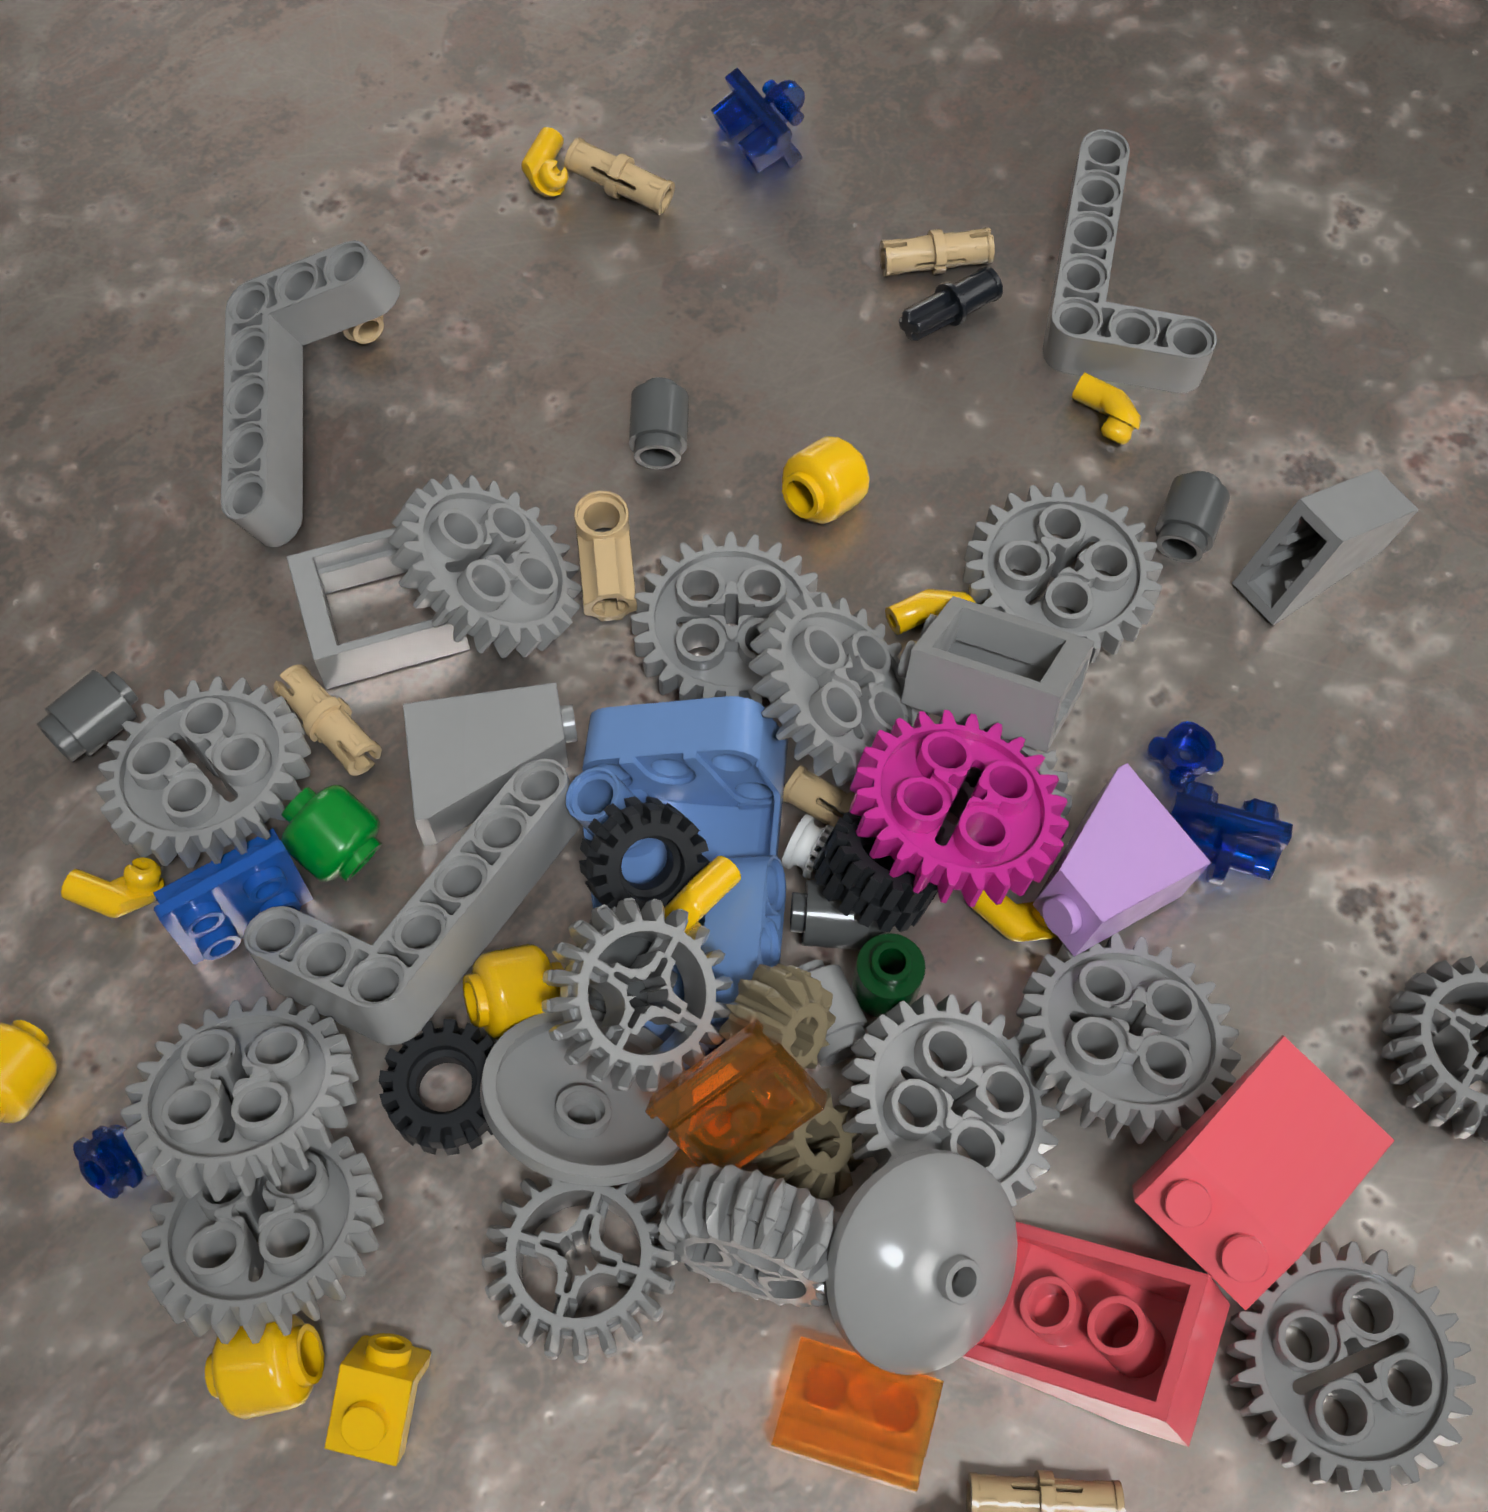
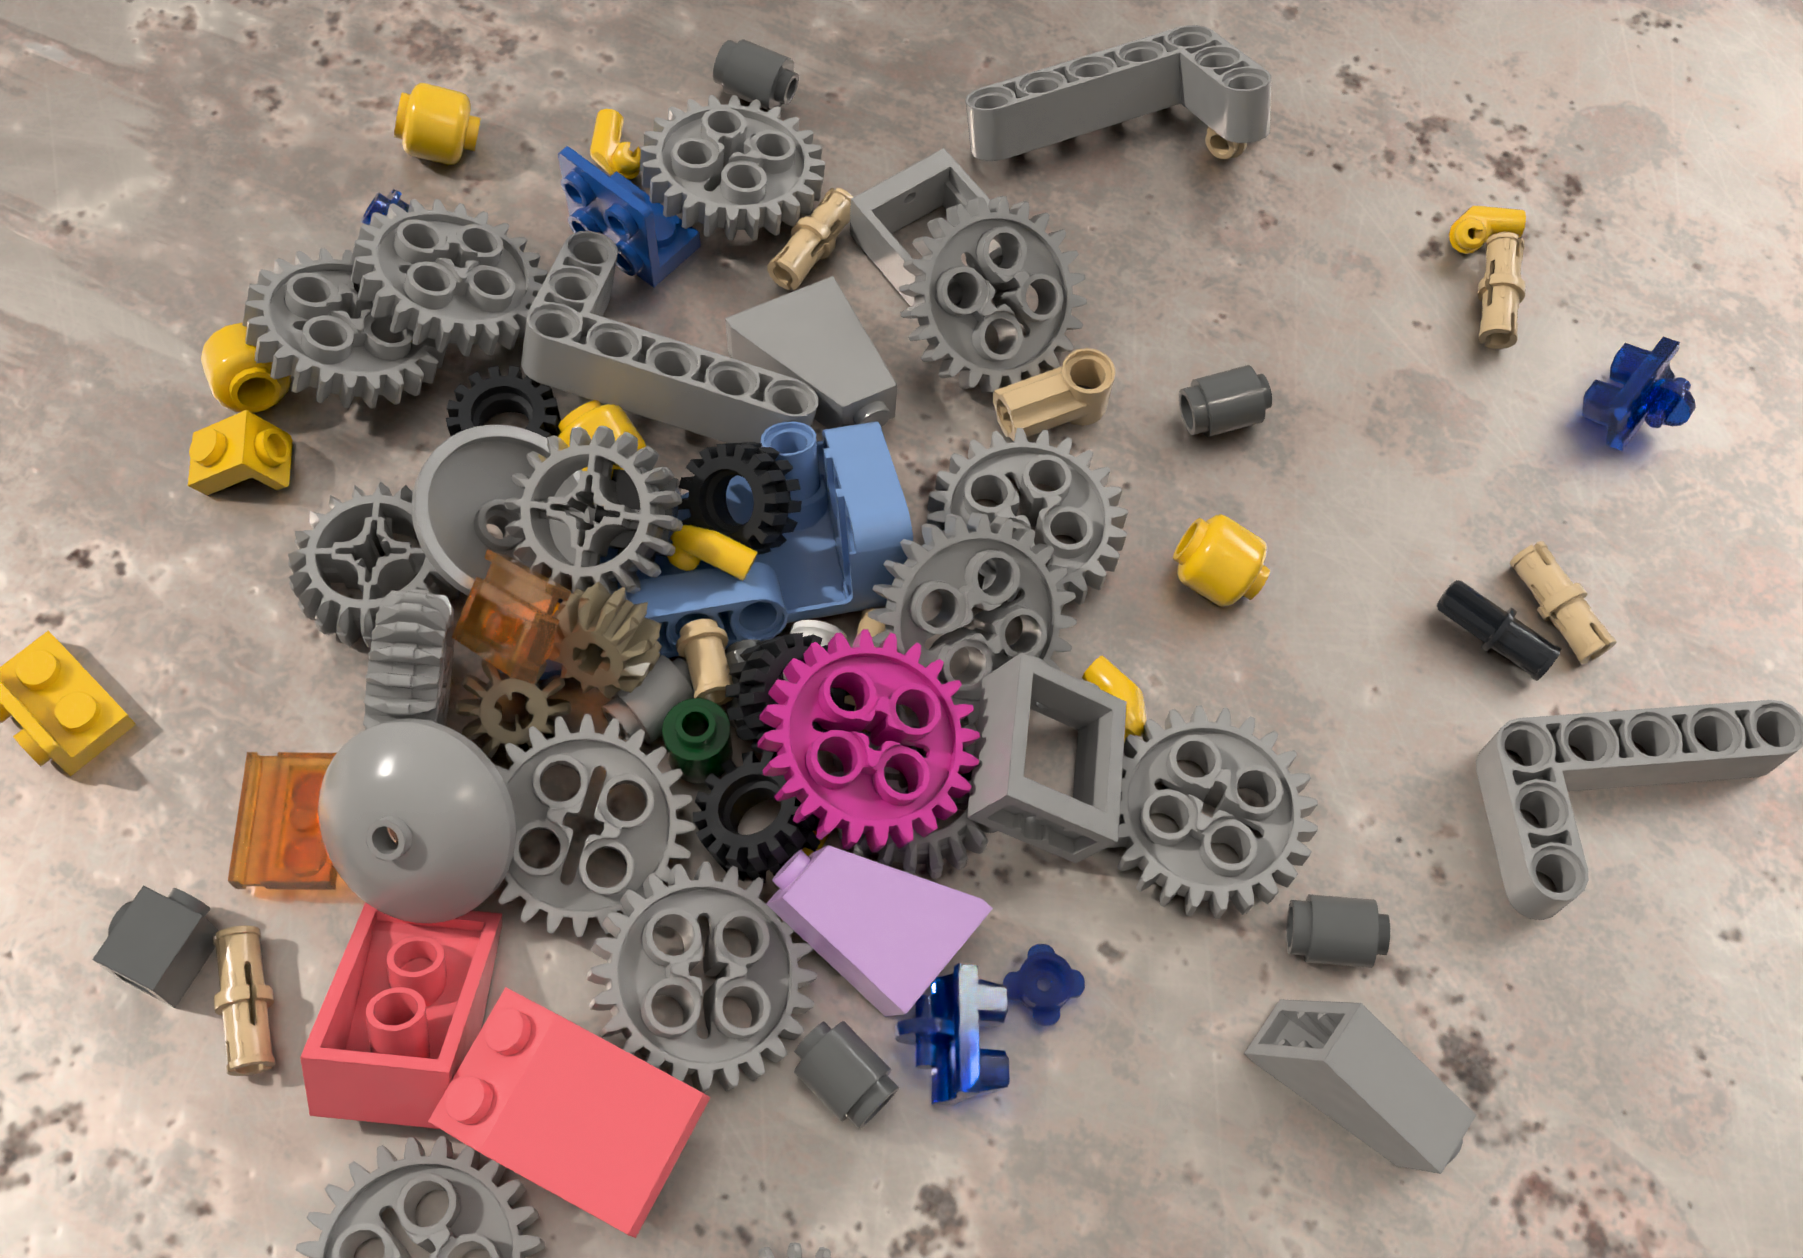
camera: 70 degrees right, 0 degrees up
(330, 833) = (700, 268): green head -> none
(813, 941) = (704, 651): none -> tan pin
(990, 982) = (728, 803): none -> black tyre
(1111, 402) = (1448, 825): yellow arm -> none
(1240, 937) = (844, 1073): none -> dark grey brick

